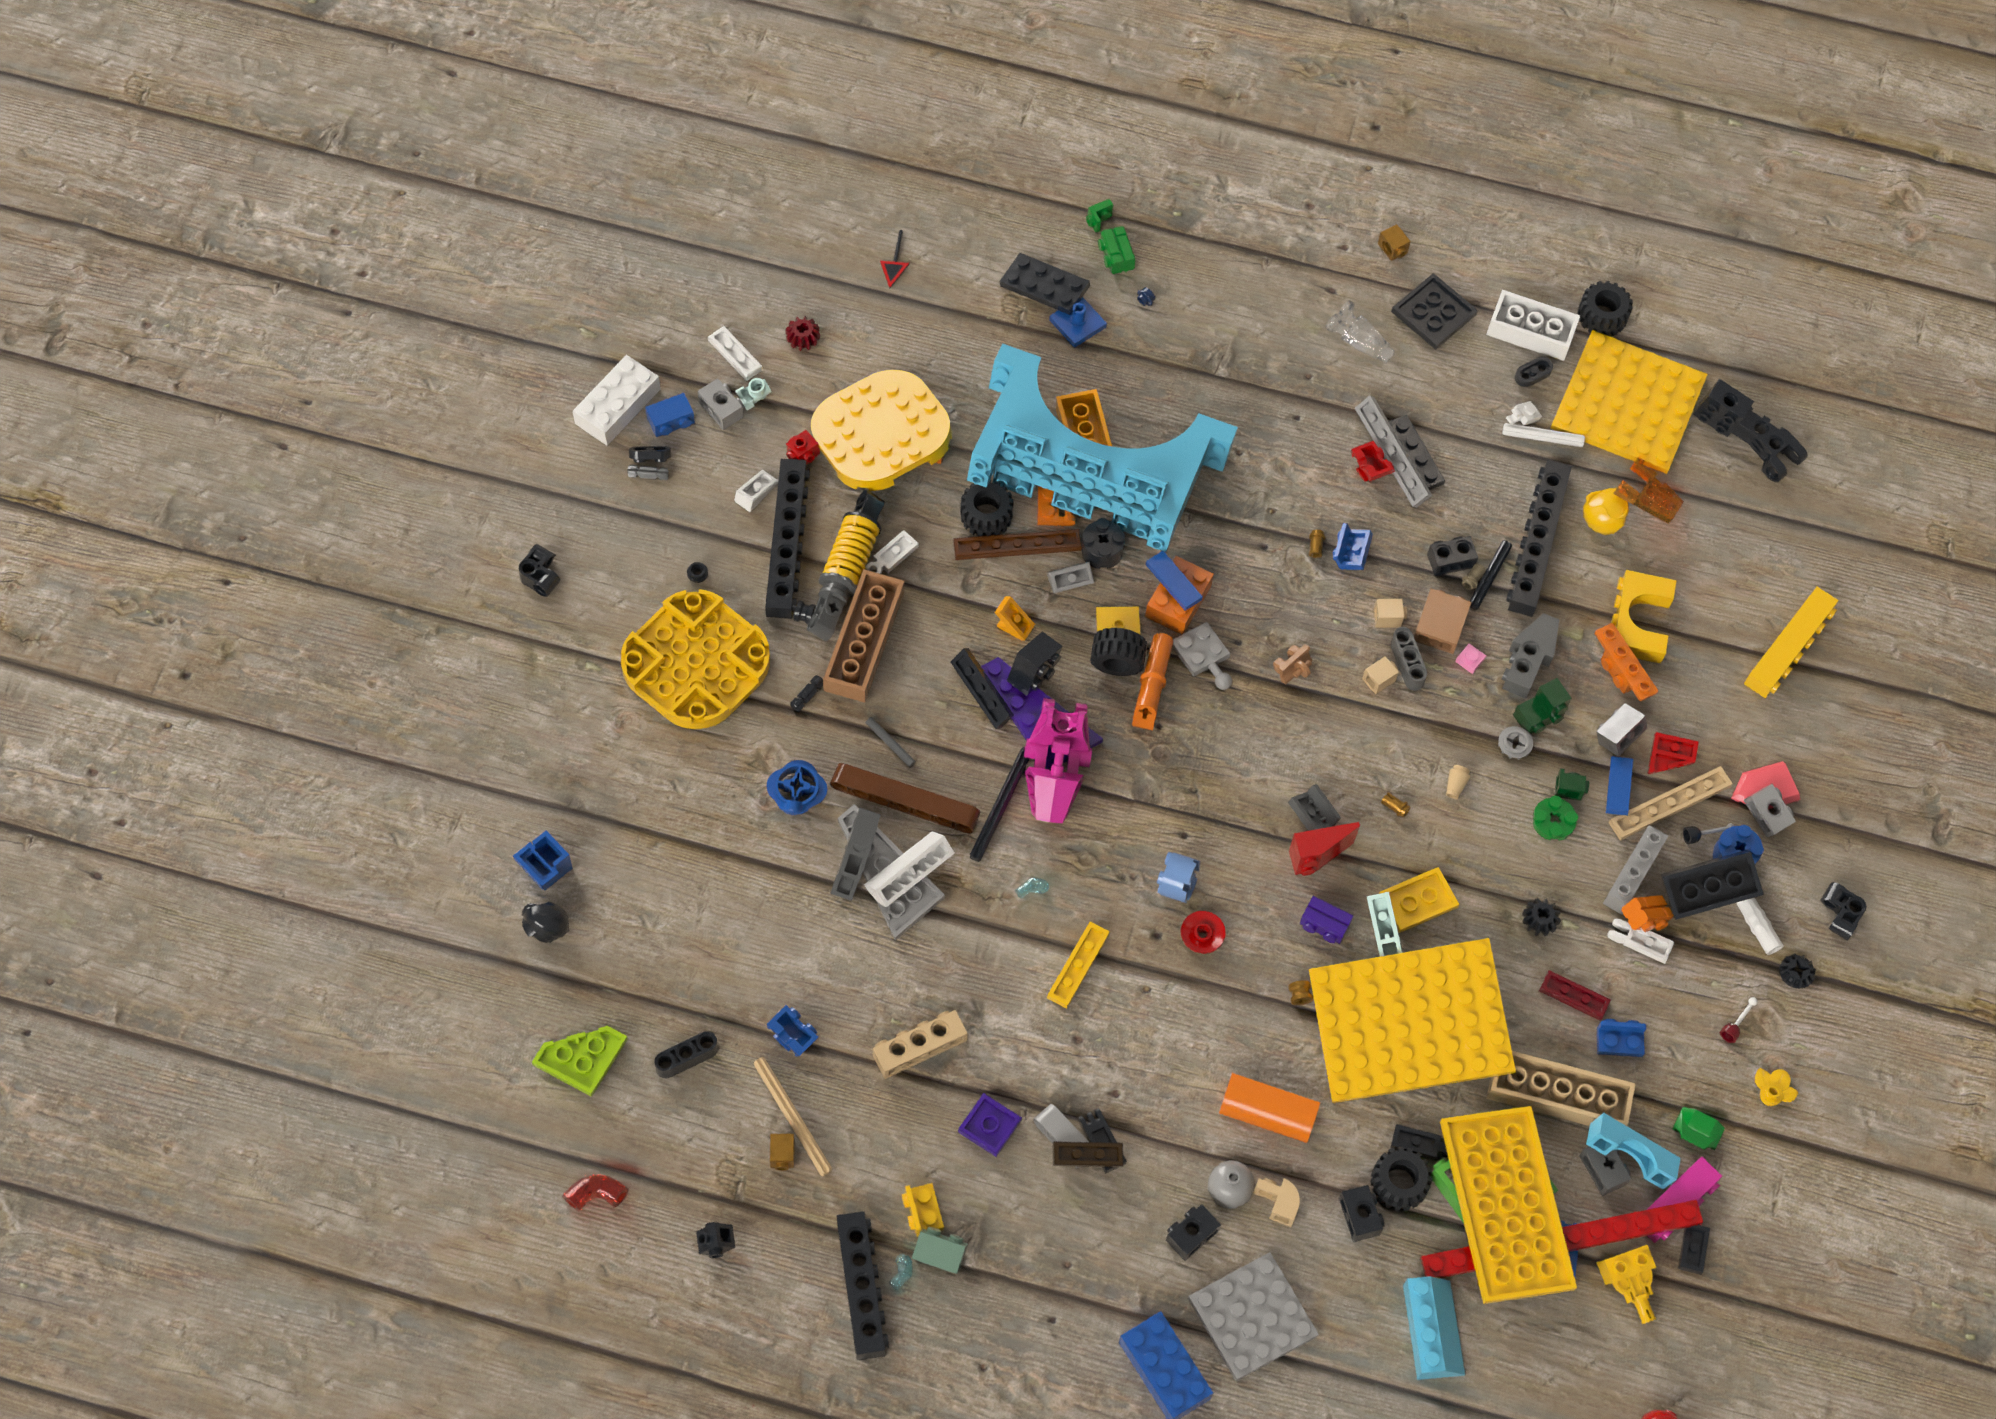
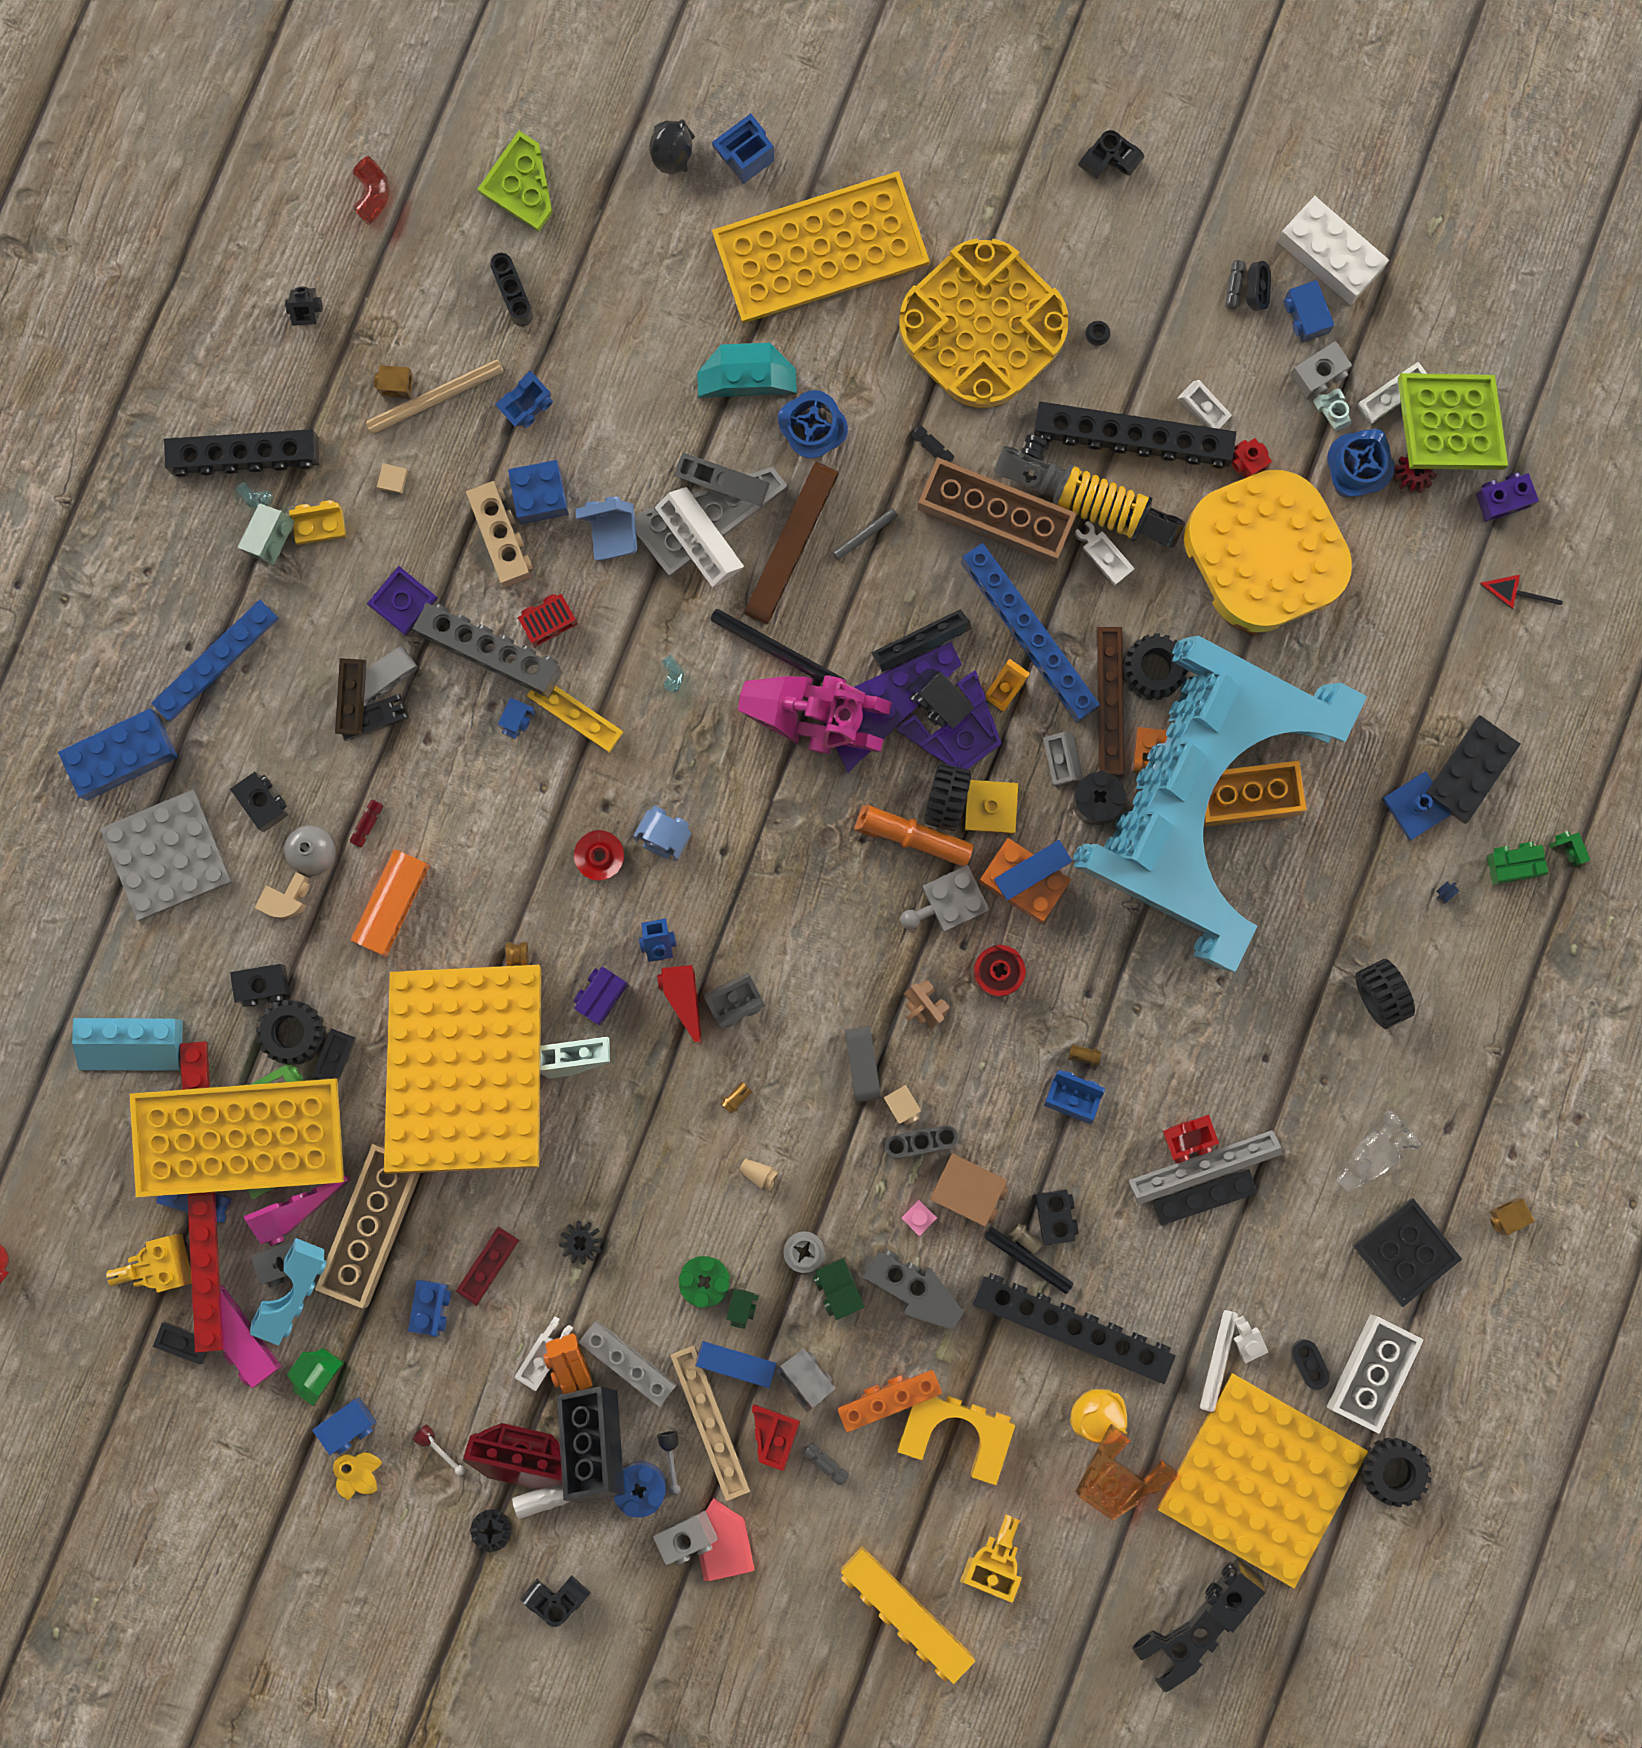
camera: 100 degrees right, 20 degrees up
(632, 796) = (820, 247): none -> yellow plate
(750, 850) = (746, 371): none -> teal wedge
(760, 306) = (1452, 421): none -> lime plate
(796, 364) = (1381, 470): none -> blue piece
(818, 269) = (1507, 496): none -> dark purple brick
(874, 1147) = (392, 478): none -> tan tile
(877, 1012) = (538, 492): none -> blue brick
(908, 944) = (611, 527): none -> medium blue bracket
(966, 605) = (1029, 633): none -> blue brick
(995, 995) = (547, 619): none -> red brick
(1044, 984) = (541, 681): none -> dark grey brick
(1063, 1291) = (214, 660): none -> blue plate
(1074, 656) = (969, 740): none -> dark purple wing
(1088, 1014) = (515, 718): none -> blue brick
(1199, 1137) = (366, 823): none -> dark red axle
(1236, 328) = (1385, 993): none -> black tyre
(1258, 607) = (992, 958): none -> red brick
(1272, 875) = (657, 940): none -> blue brick
(1351, 708) = (862, 1064): none -> dark grey beam
(1389, 613) = (983, 1128): tan brick -> none
(1421, 899) = (616, 1105): yellow plate -> none
(1564, 1167) = (282, 1218): none -> dark pink wedge
(1685, 713) = (826, 1464): none -> dark grey axle
(1732, 946) = (516, 1456): none -> dark red wedge
(1737, 1098) = (344, 1426): none -> blue brick
(1738, 579) = (994, 1568): none -> yellow brick

